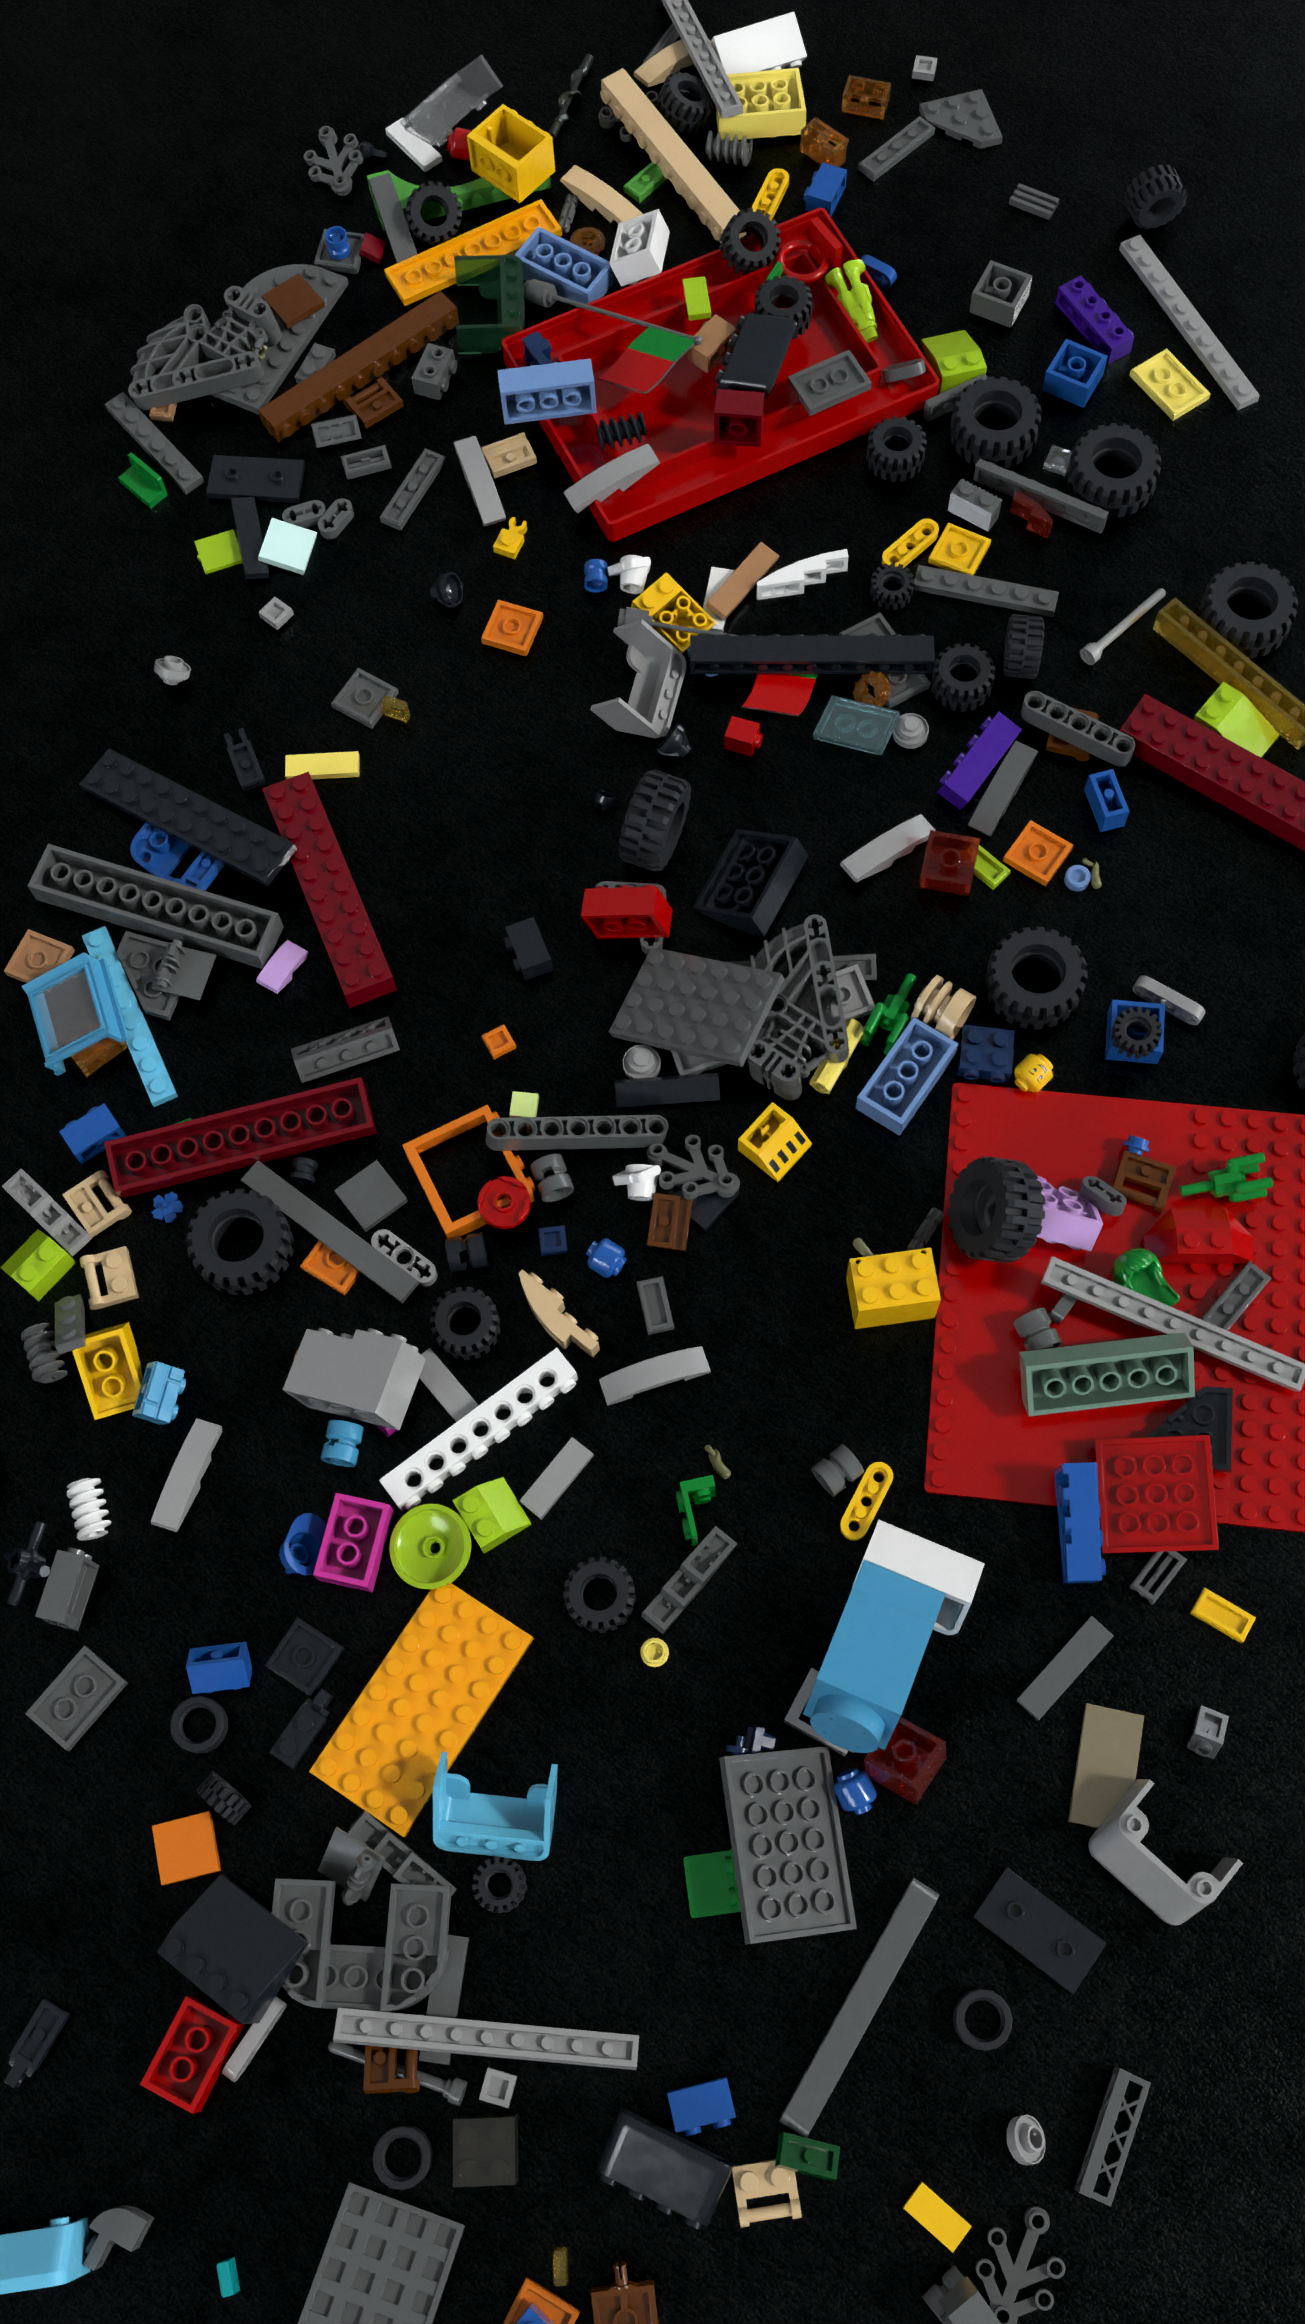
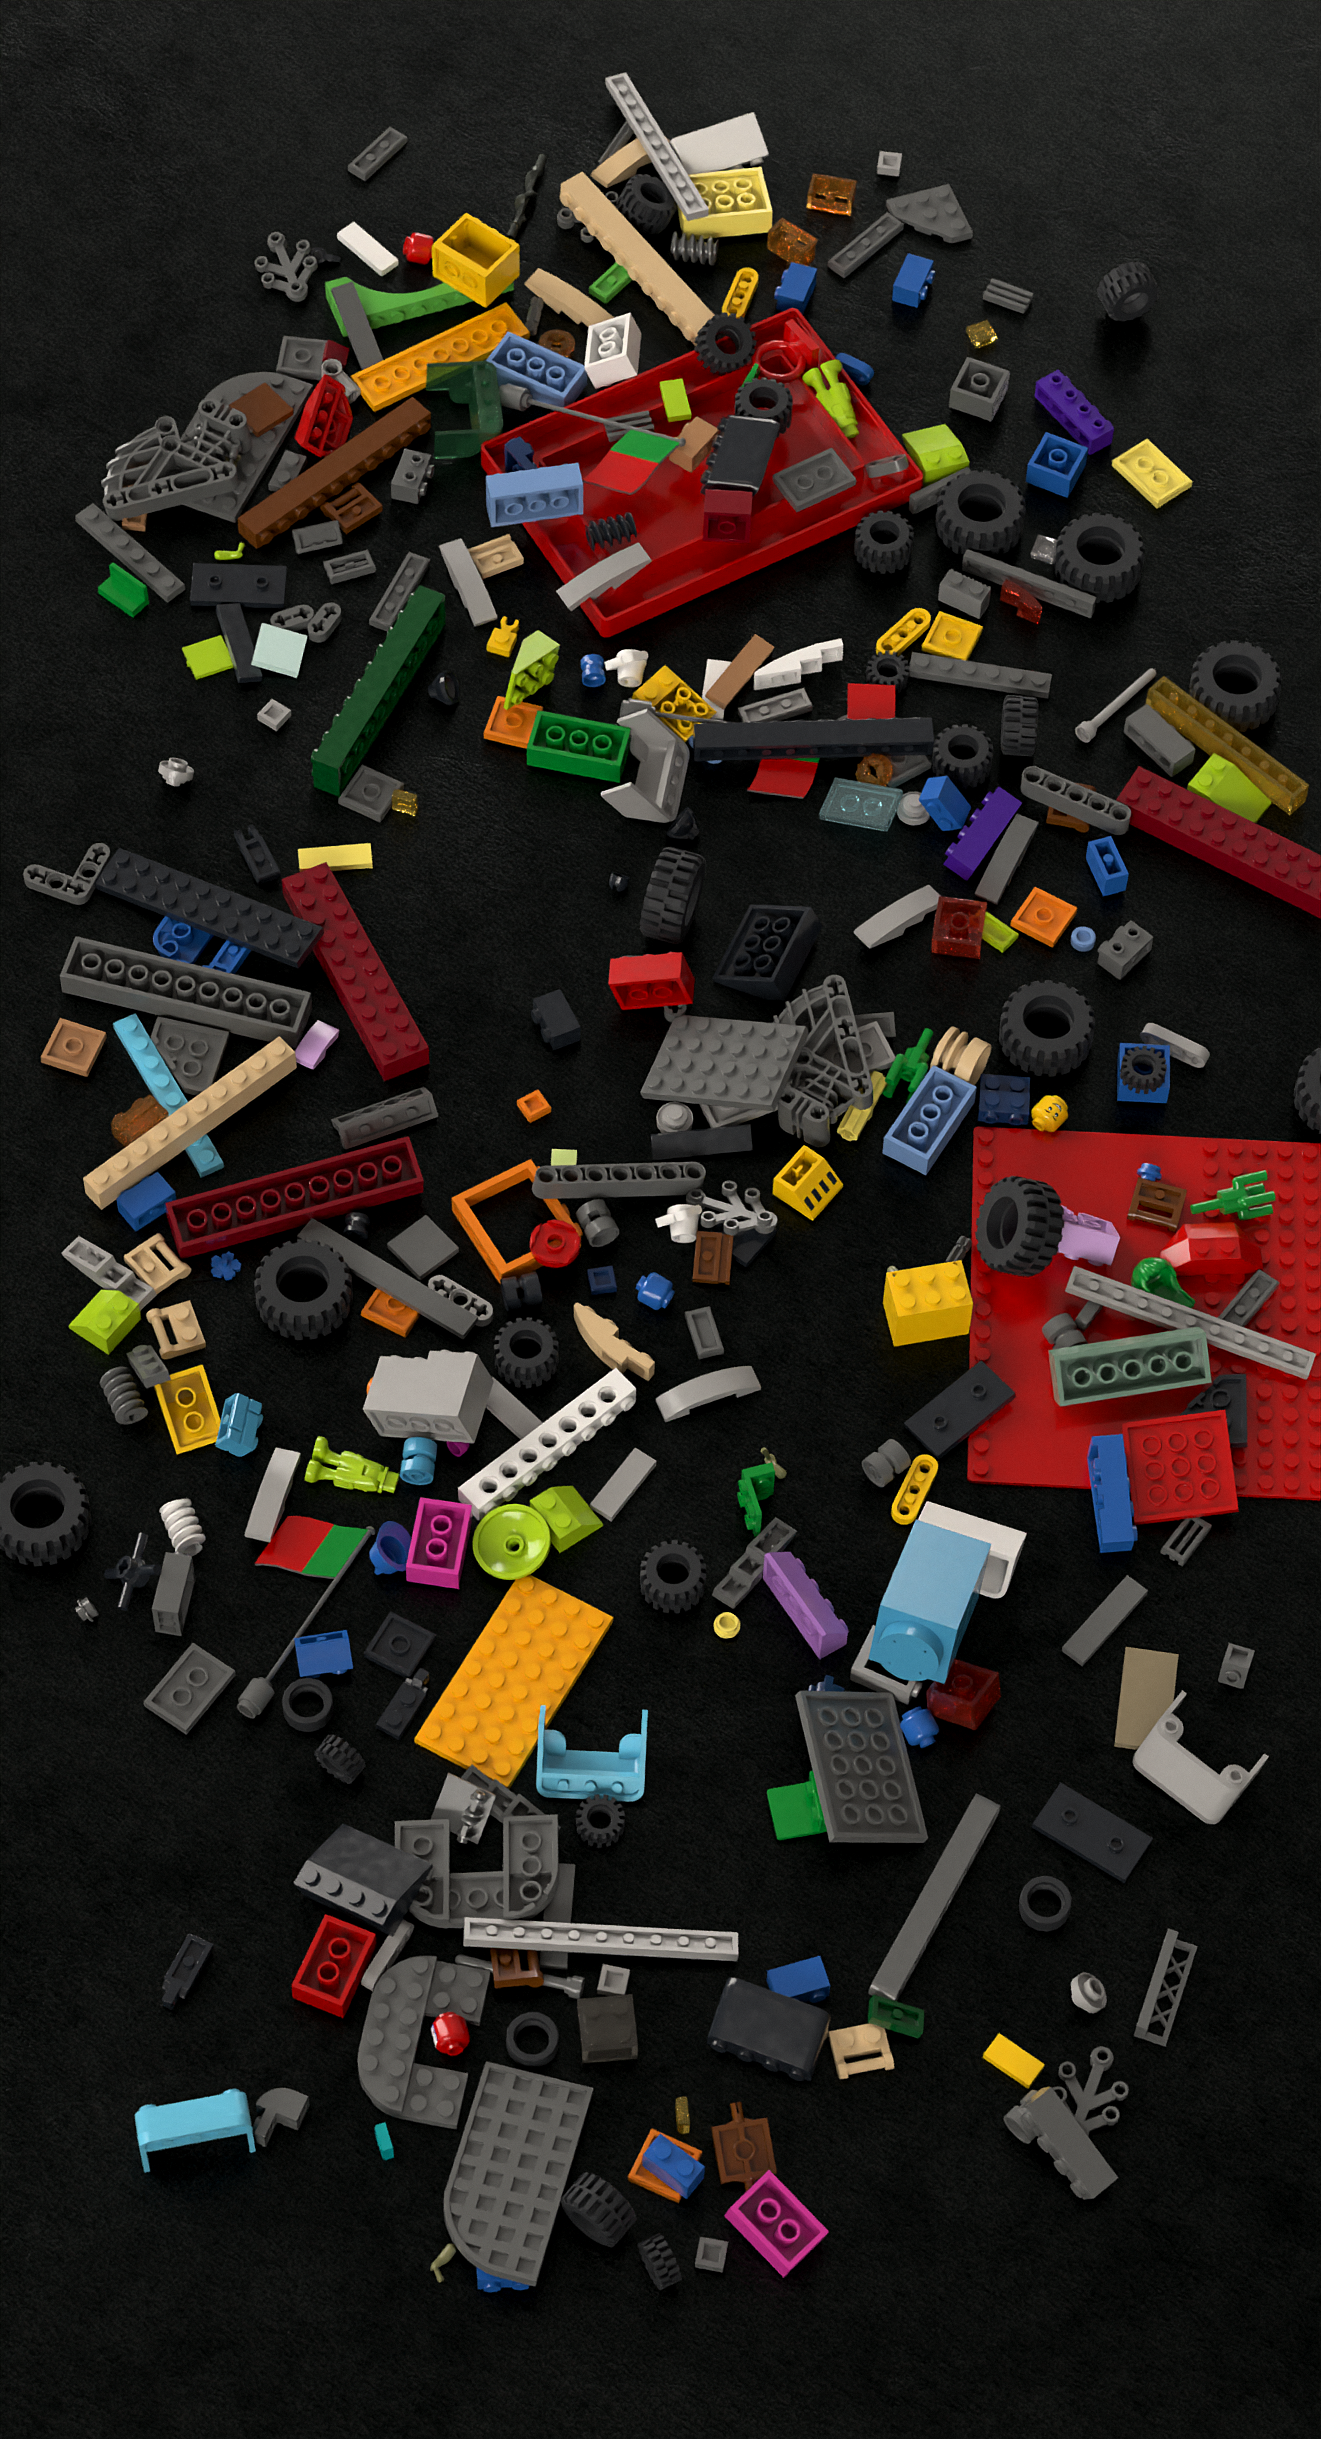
camera: 10 degrees left, 10 degrees down
(64, 782) = (77, 882): none -> dark grey beam
(74, 1008) = (118, 1087): piece -> none
(141, 1051) = (190, 1122): none -> tan brick
(183, 971) = (220, 1049): dark grey hinge -> none
(186, 1848) = (306, 1808): orange tile -> none
(223, 1539) = (311, 1550): none -> flag
(239, 2177) = (392, 2034): none -> dark grey plate
(248, 447) = (228, 555): none -> lime piece
(274, 1449) = (352, 1470): none -> lime piece
(313, 2144) = (450, 2033): none -> red head
(337, 243) = (301, 351): blue wheel -> none
(355, 311) = (325, 418): none -> red wedge
(372, 274) = (334, 369): none -> light grey piece
(378, 591) = (378, 691): none -> dark green brick
(432, 52) = (377, 153): none -> dark grey tile
(438, 194) = (416, 314): black tyre -> none
(451, 102) = (403, 204): clear windscreen -> none
(531, 572) = (532, 668): none -> lime slope
(574, 655) = (578, 746): none -> green brick
(654, 317) = (634, 420): none -> dark grey tile
(739, 1633) = (804, 1603): none -> medium lavender slope
(742, 736) = (750, 818): red brick -> none
(777, 620) = (777, 708): none -> light grey tile
(873, 616) = (870, 701): none -> red tile
(920, 1410) = (959, 1410): none -> black plate
(941, 184) = (913, 280): none -> blue brick
(942, 727) = (944, 803): none -> blue brick
(1005, 239) = (981, 334): none -> clear yellow tile
(1095, 878) = (1099, 933): olive piece -> none
(1102, 1196) = (1119, 1217): dark grey beam -> none
(1121, 892) = (1124, 949): none -> dark grey brick
(1166, 665) = (1159, 740): none -> dark grey brick
(1189, 322) = (1168, 412): light grey plate -> none
(1223, 1615) = (1246, 1570): yellow tile -> none

